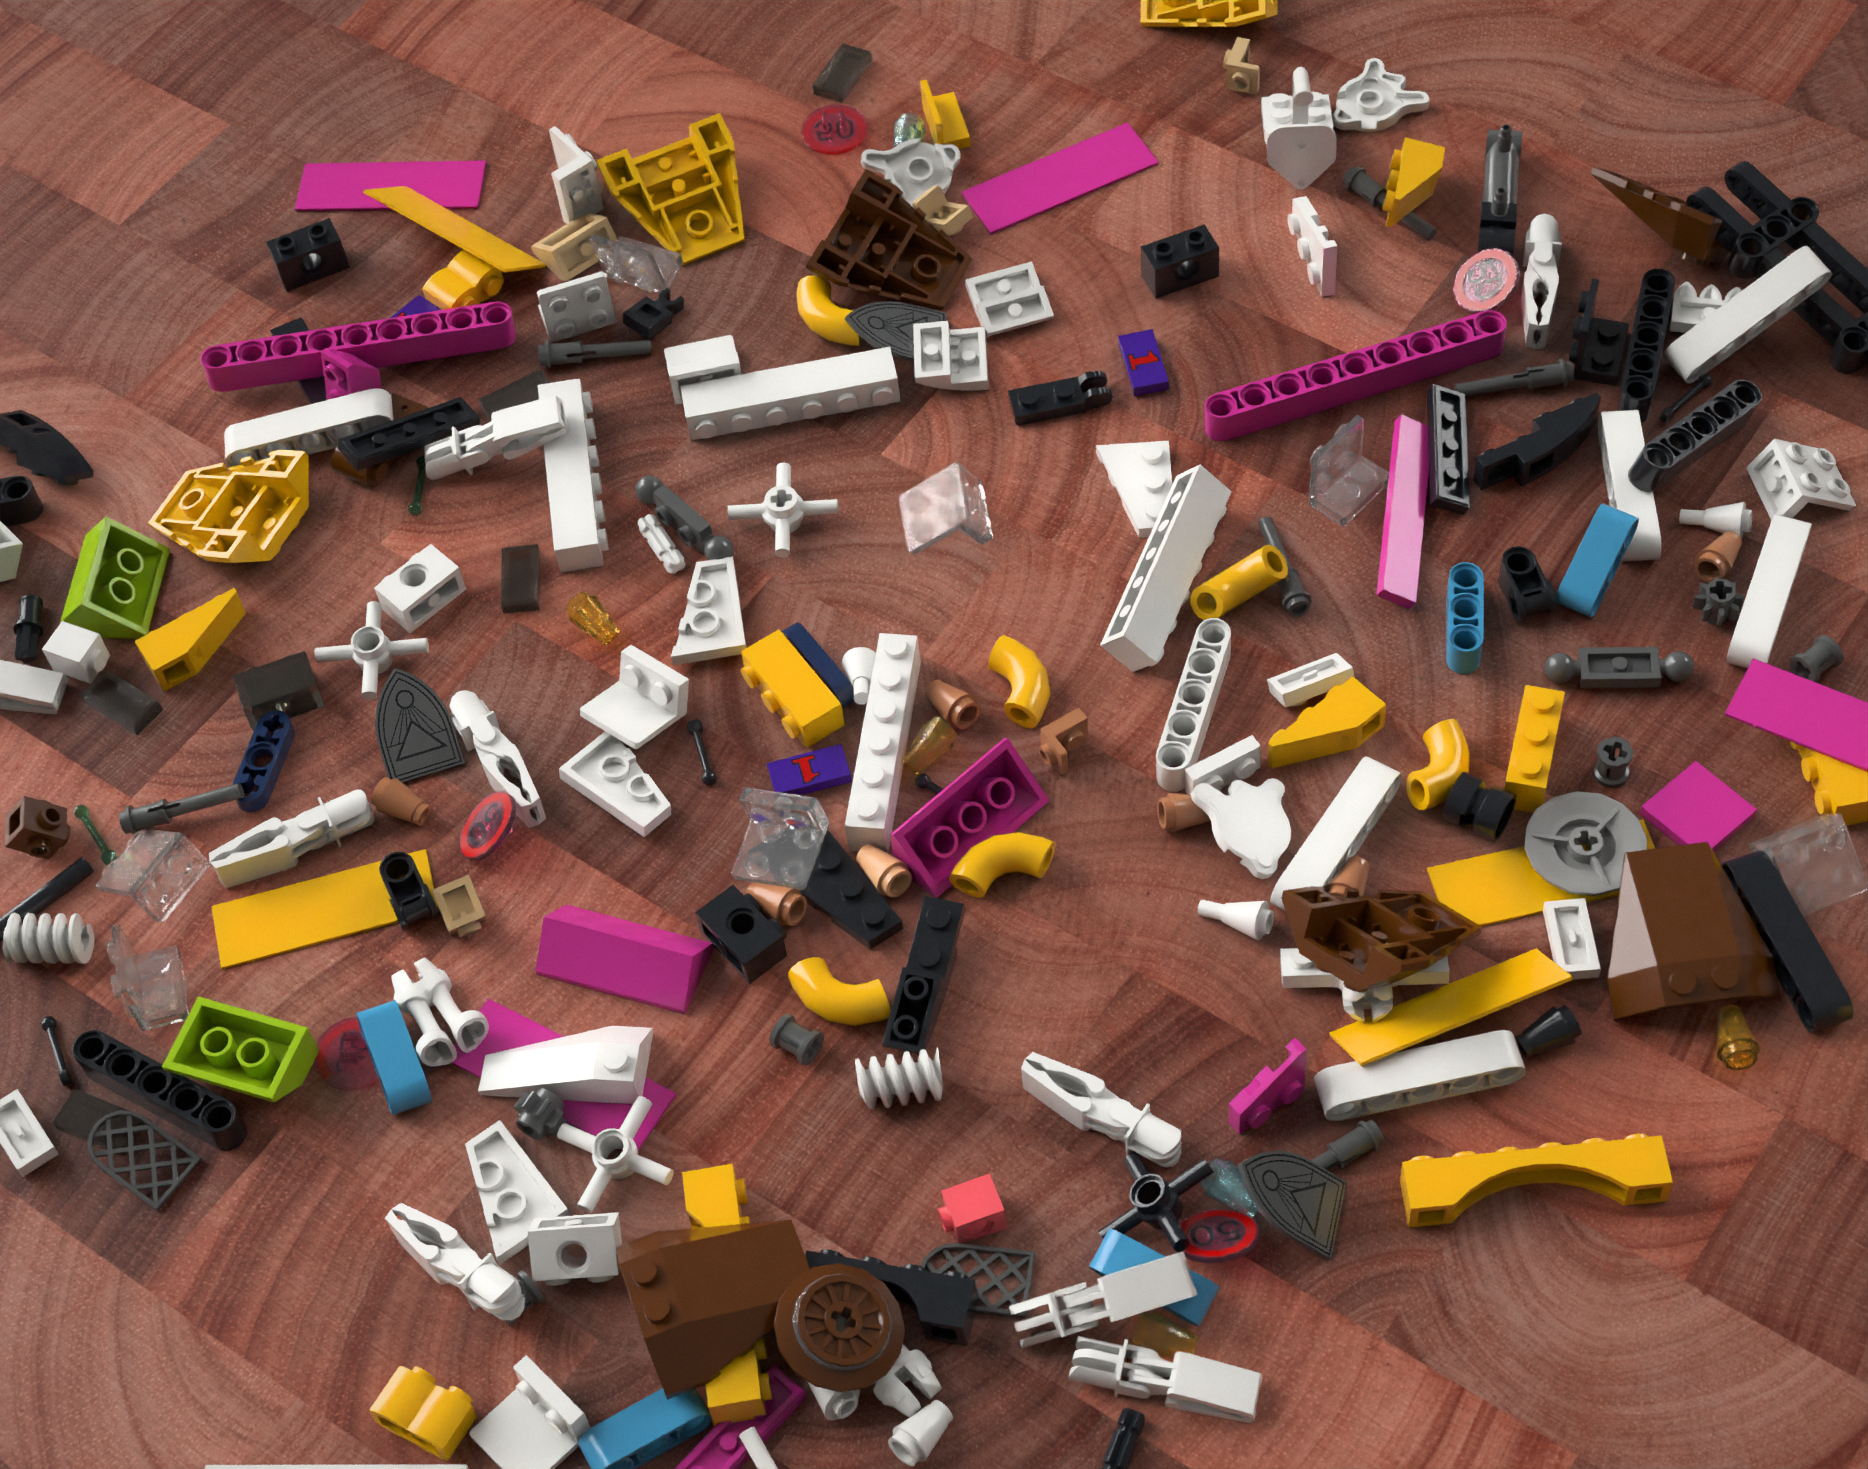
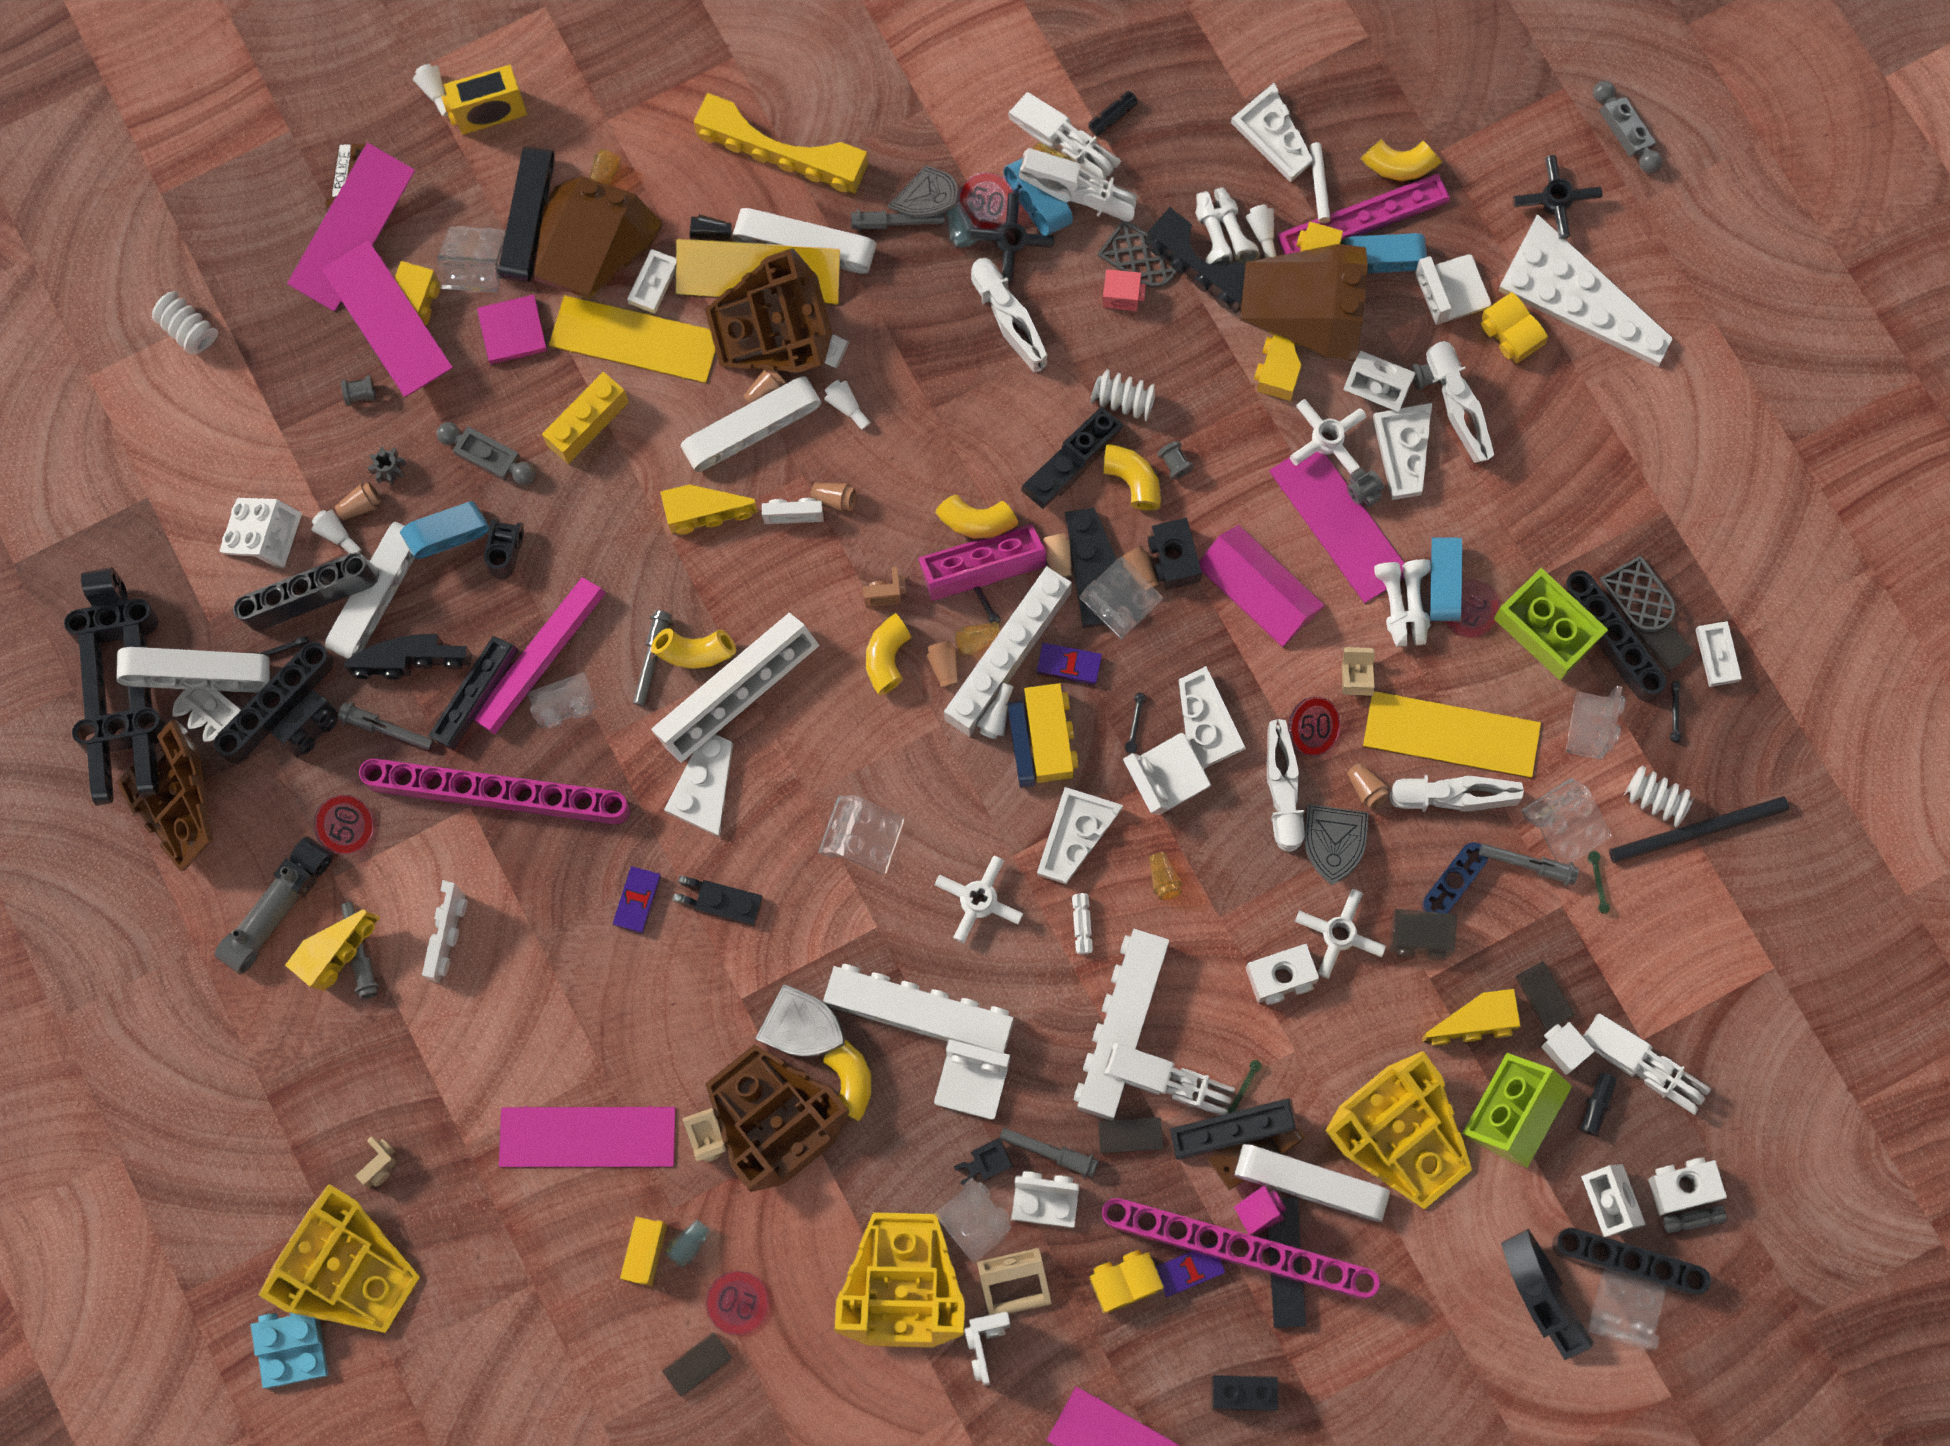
camera: 155 degrees left, 20 degrees up
(36, 827) = (1642, 894): reddish brown brick -> none
(409, 894) = (1390, 697): black piece -> none
(455, 229) = (1109, 1350): yellow window -> none
(520, 579) = (1201, 950): clear smoke tile -> none
(585, 1066) = (1322, 512): white wedge -> none
(676, 513) = (1069, 973): dark grey plate -> none
(835, 1358) = (1242, 254): reddish brown piece -> none
(914, 166) = (703, 1197): white tile -> none
(918, 1435) = (1221, 175): white cone -> none
(950, 357) = (777, 982): white slope -> none
(1009, 299) = (701, 1020): white slope -> none
(1180, 261) = (553, 974): black brick -> none
(1208, 655) = (776, 585): white beam -> none
(1248, 822) = (799, 462): white tile -> none
(1270, 1090) = (901, 270): dark pink wing -> none
(1299, 132) = (373, 1069): white plate -> none
(1310, 680) = (692, 549): white plate -> none
(1376, 100) = (294, 1072): white tile -> none
(1447, 762) = (649, 436): yellow cylinder -> none
(1464, 617) = (560, 556): dark azure beam -> none
(1481, 807) = (649, 395): black wheel -> none
(1542, 261) = (303, 804): white arm -> none
(1587, 819) = (594, 317): light grey piece -> none
(1617, 764) = (545, 393): dark grey bush -> none
(1769, 591) = (347, 456): white beam -> none

